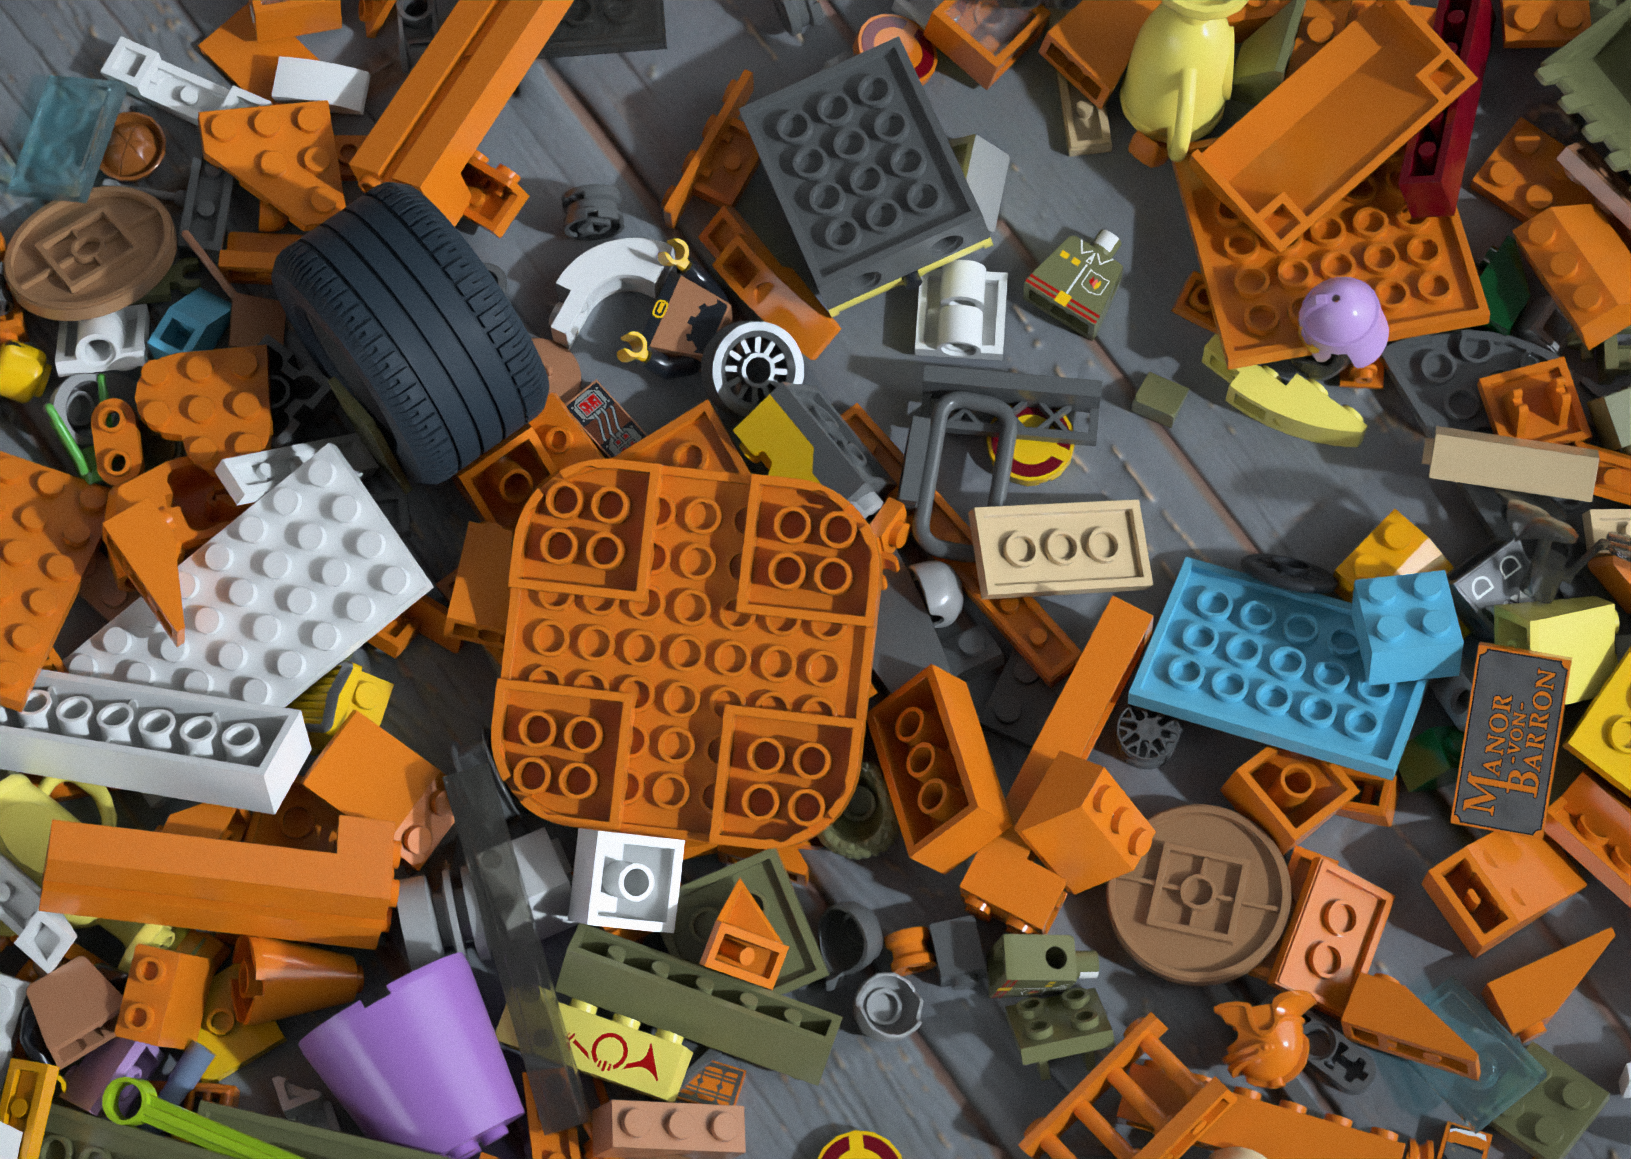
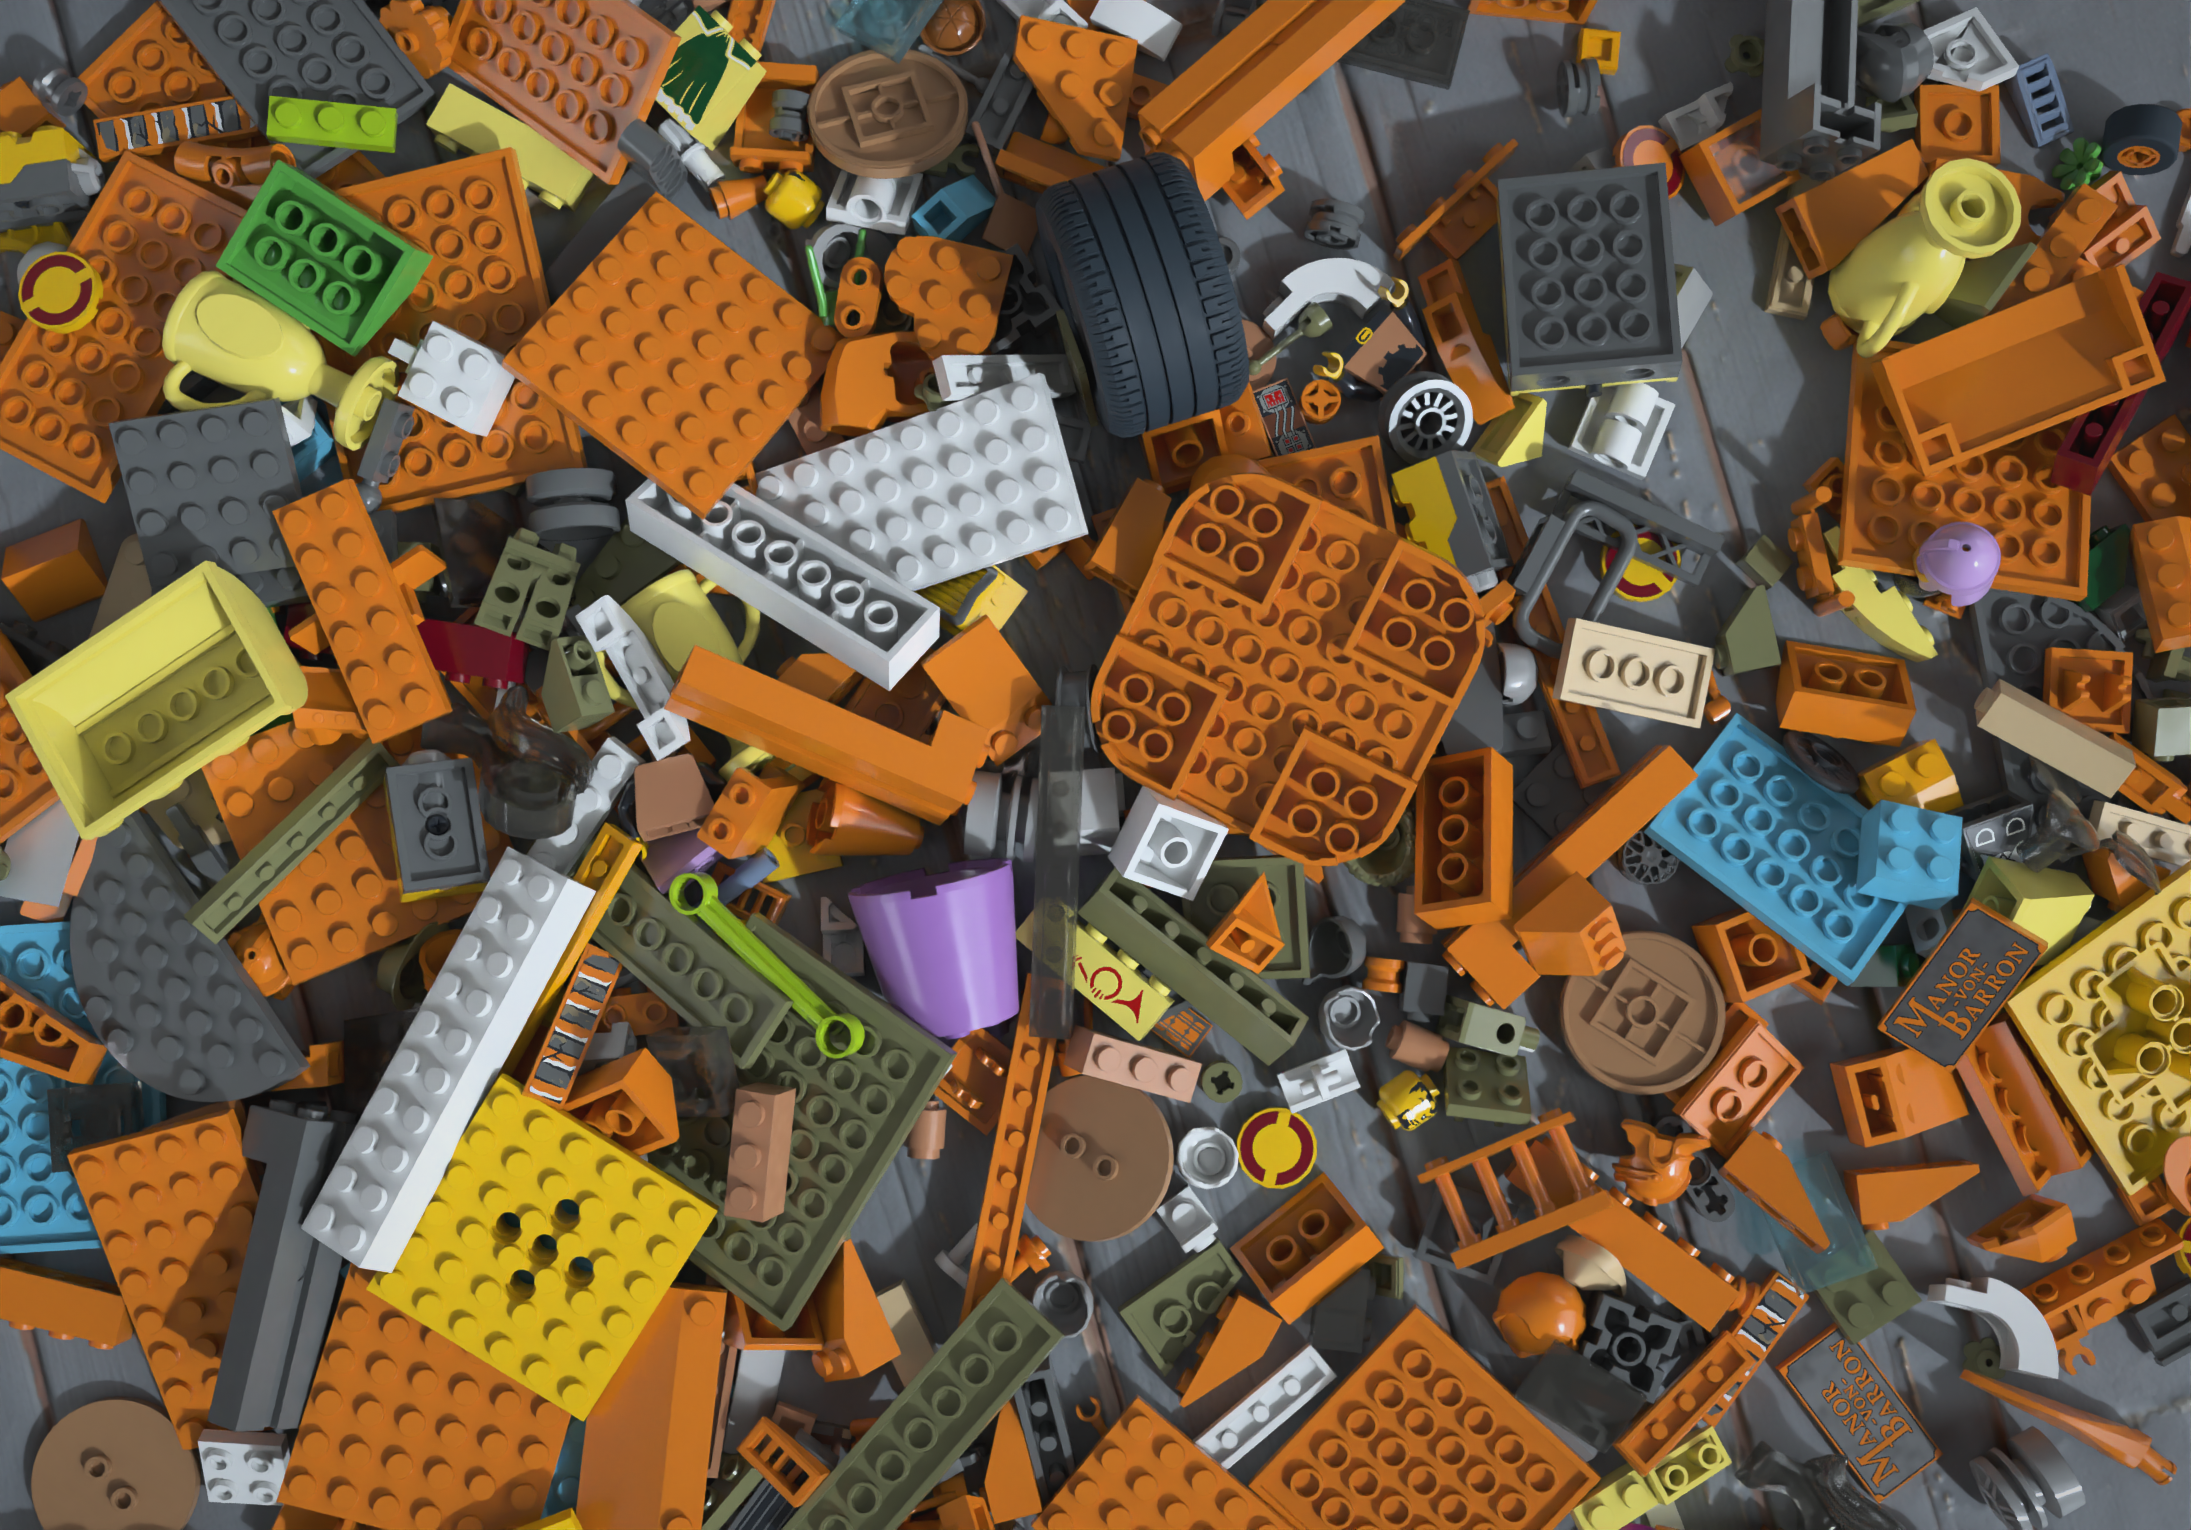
camera: 15 degrees right, 15 degrees up
(146, 551) = (853, 413): orange slope -> none
(225, 507) = (930, 393): none -> olive plate
(603, 317) = (1311, 322): none -> olive hinge
(637, 382) = (1320, 394): none -> orange wheel
(774, 1135) = (1216, 1072): none -> olive wheel
(854, 355) = (1515, 434): none -> light yellow slope
(878, 1085) = (1318, 1080): none -> white hips
(923, 885) = (1410, 926): none -> nougat brick
(973, 1015) = (1417, 1047): none -> nougat brick
(983, 1073) = (1408, 1100): none -> yellow head
(1077, 282) = (1733, 434): olive torso -> none
(1166, 557) = (1719, 706): none -> orange hand
(1169, 479) = (1747, 636): none -> olive slope
(1211, 387) = (1808, 542): none -> orange plate
(1290, 501) = (1844, 694): none -> orange slope

